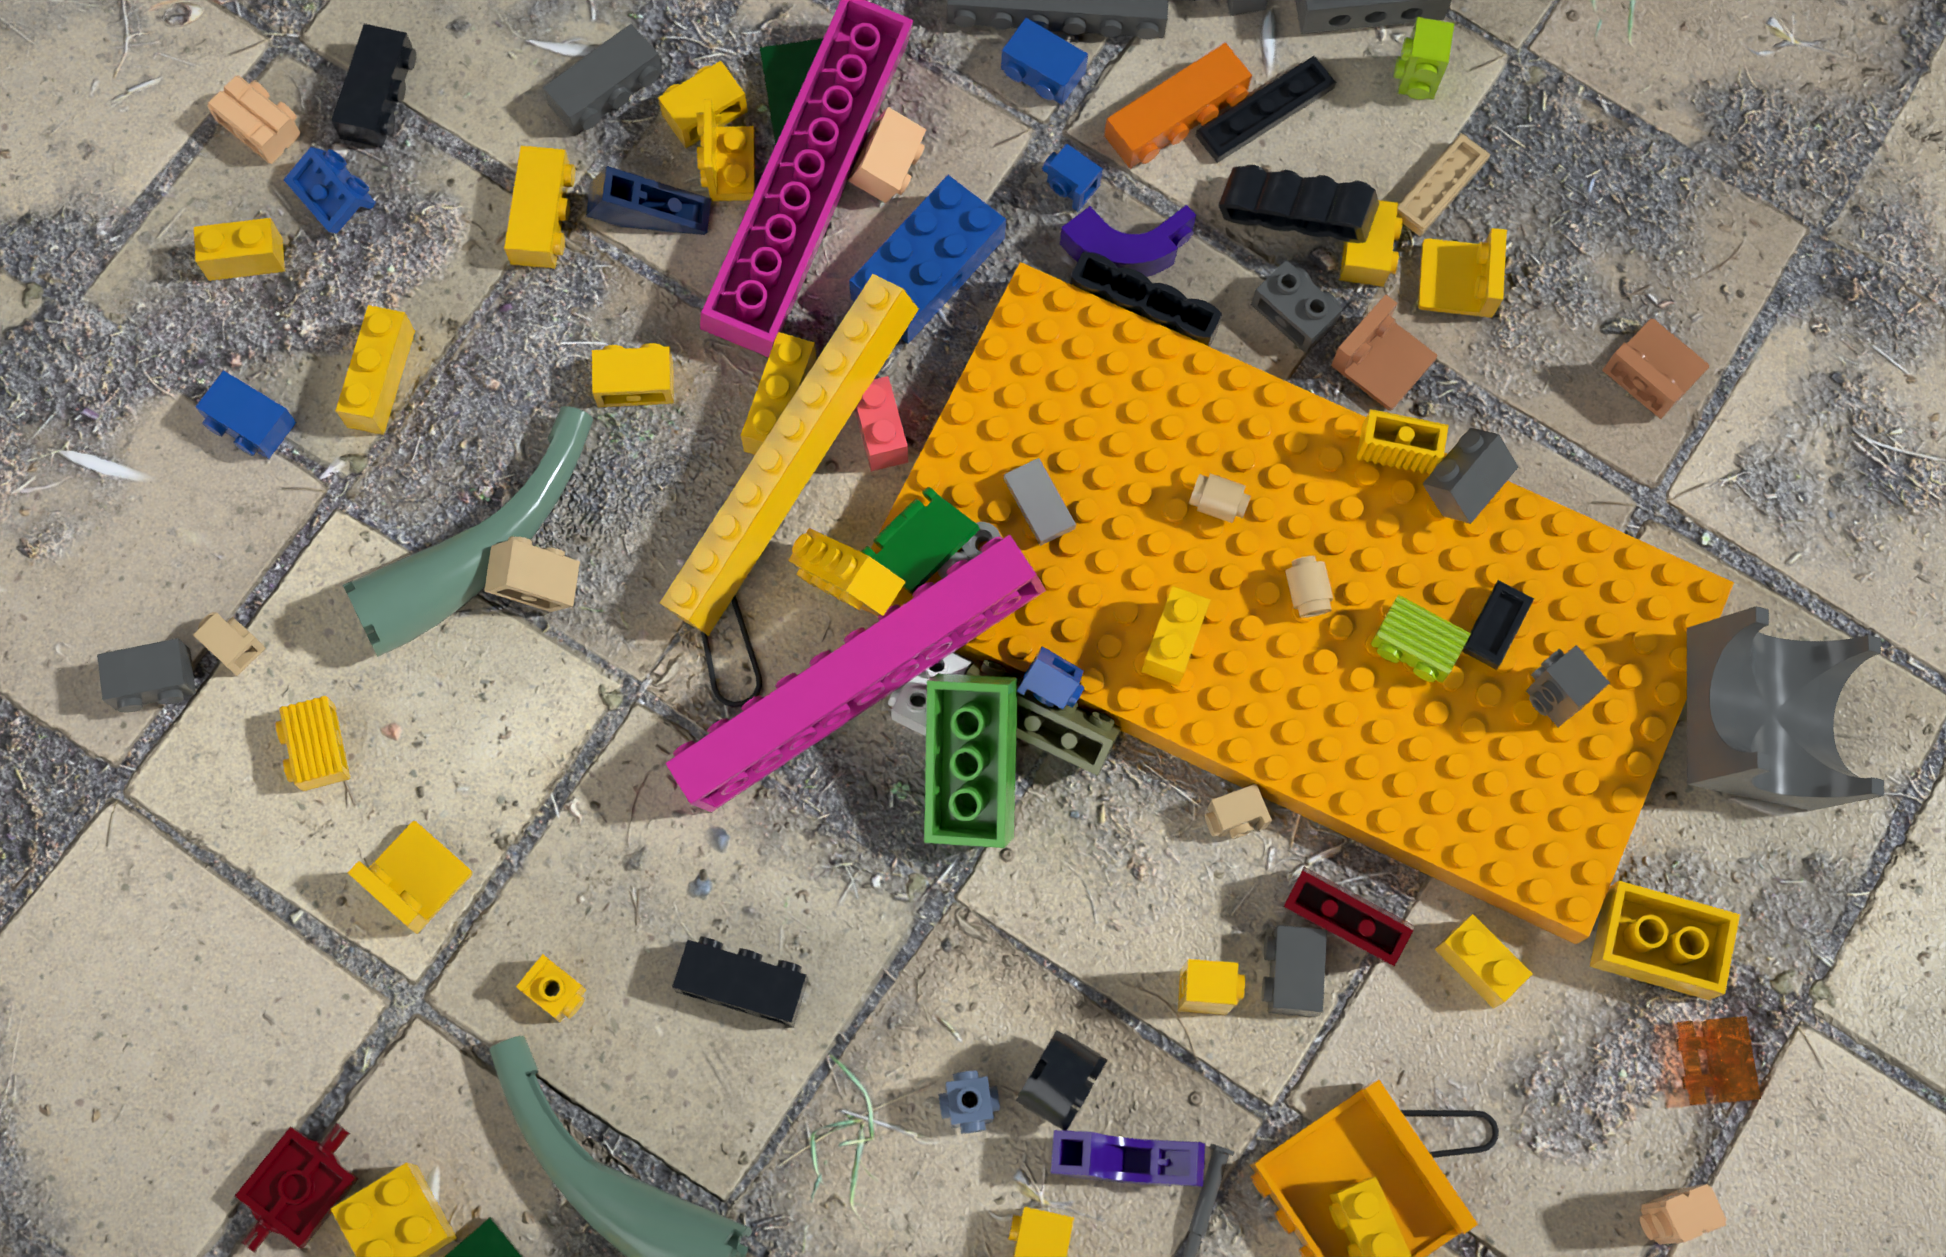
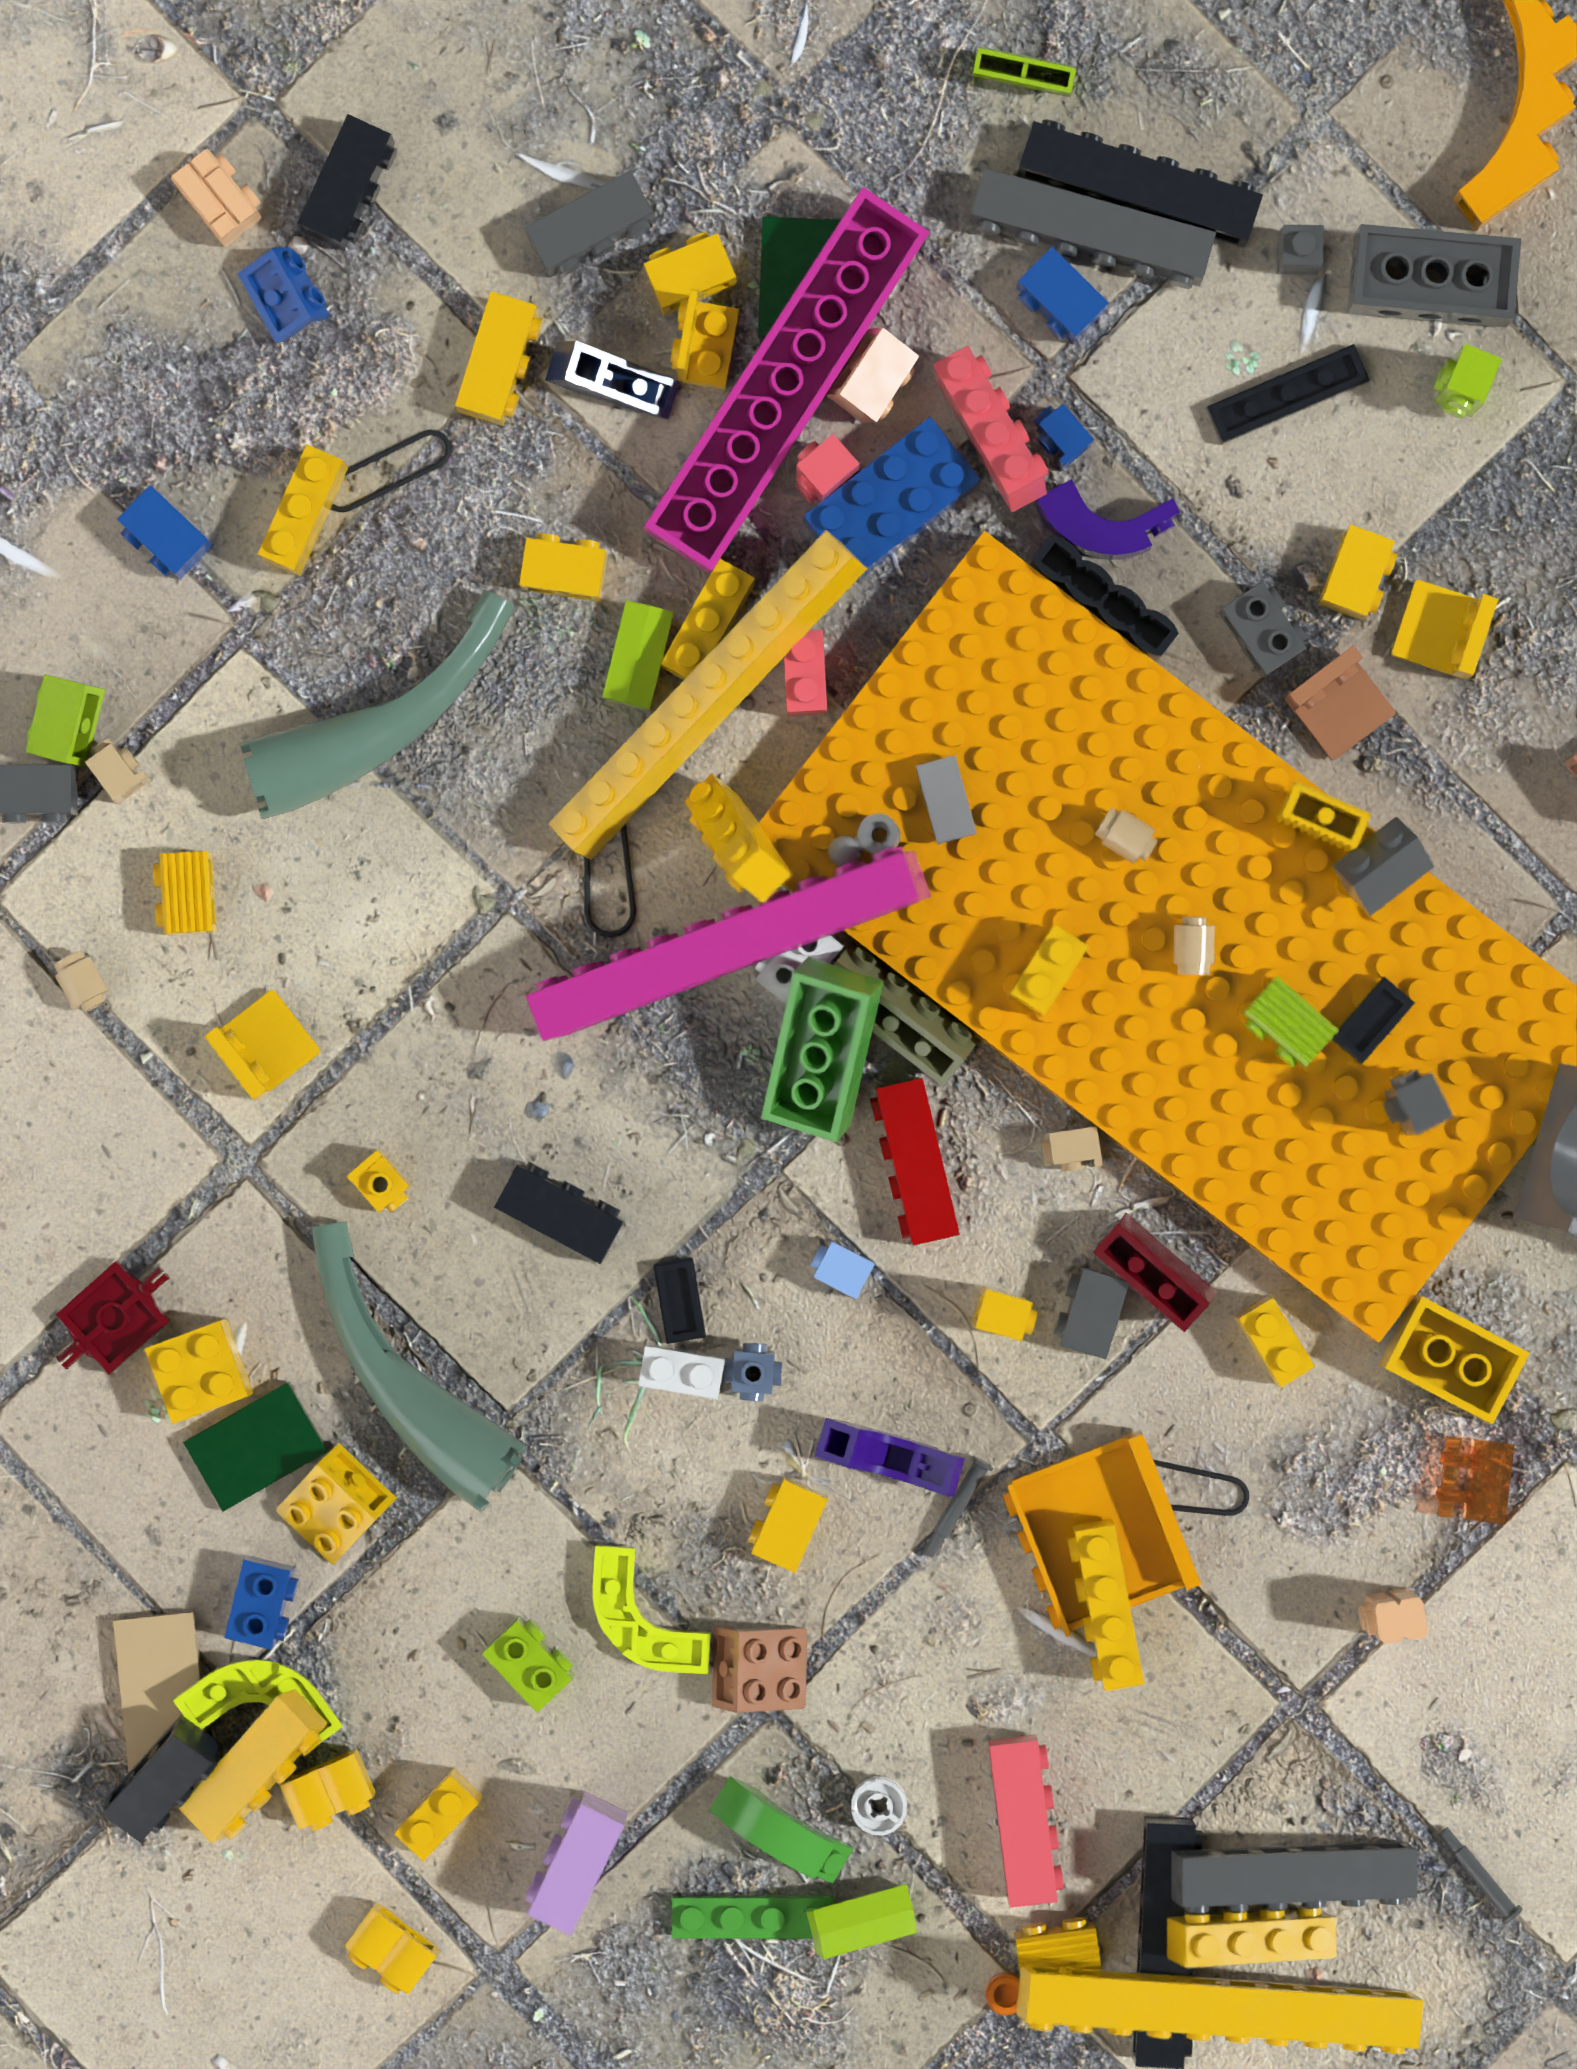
camera: 15 degrees right, 15 degrees up
(169, 600) = (64, 720): none -> lime brick
(218, 851) = (81, 981): none -> tan brick
(239, 249) = (181, 346): yellow brick -> none
(468, 333) = (403, 481): none -> black piece
(532, 574) = (427, 768): tan brick -> none
(717, 440) = (637, 655): none -> lime piece
(859, 235) = (824, 469): none -> coral brick
(879, 1048) = (679, 1300): none -> black tile
(896, 1117) = (681, 1371): none -> white brick
(922, 539) = (818, 819): green piece -> none
(1006, 176) = (990, 428): none -> coral brick
(1036, 979) = (841, 1268): none -> light blue brick
(1052, 680) = (917, 988): brick -> none
(1061, 1080) = (843, 1371): black brick -> none
(1087, 858) = (916, 1161): none -> red brick
(1178, 106) = (1193, 376): orange brick -> none
(1299, 204) = (1290, 521): black brick -> none
(1441, 184) = (1450, 521): tan plate -> none

